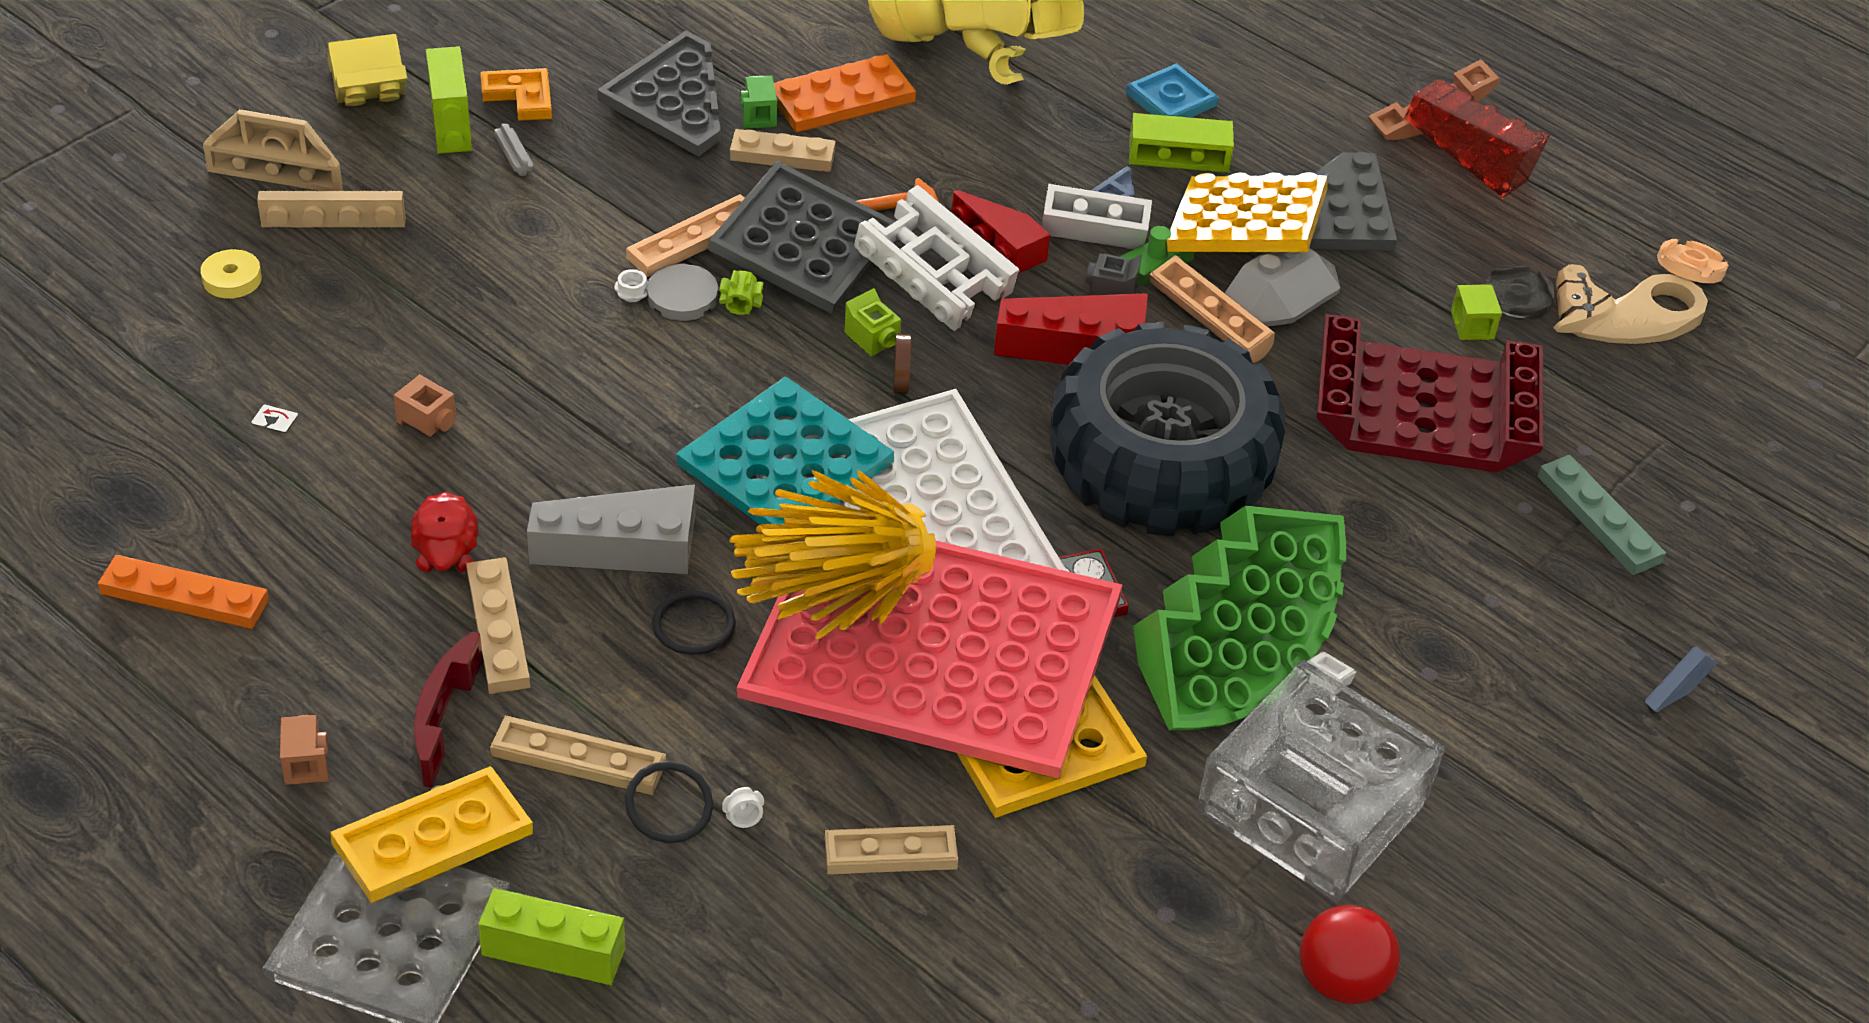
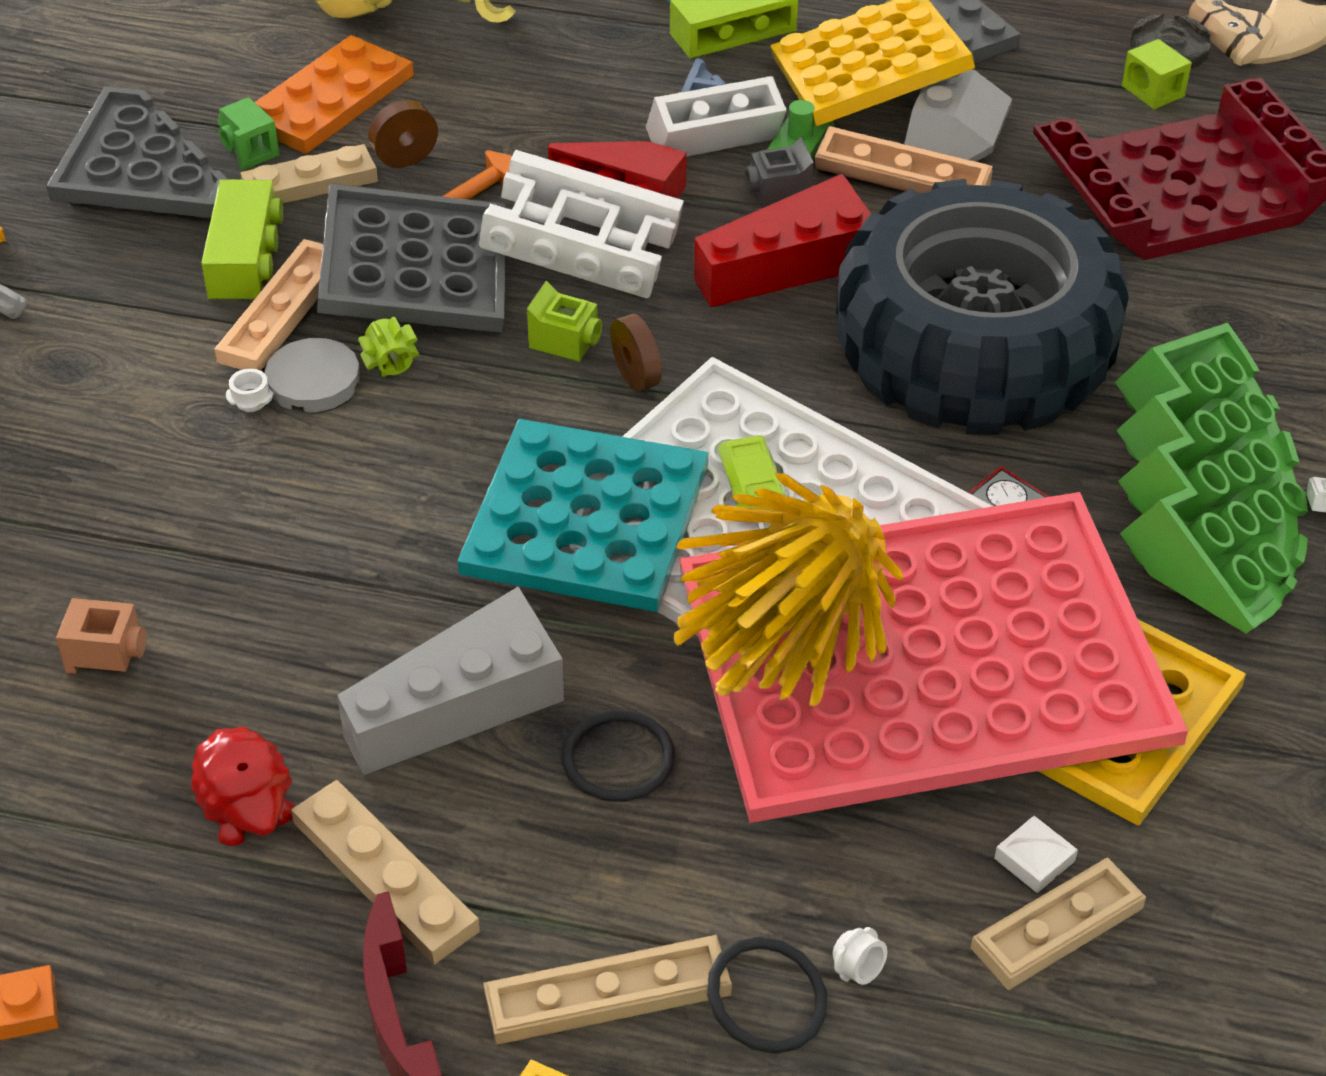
camera: 25 degrees left, 0 degrees up
(699, 176) = (241, 239): none -> lime brick
(862, 131) = (395, 120): none -> reddish brown piece
(910, 802) = (1035, 854): none -> white tile
(917, 478) = (749, 467): none -> lime tile

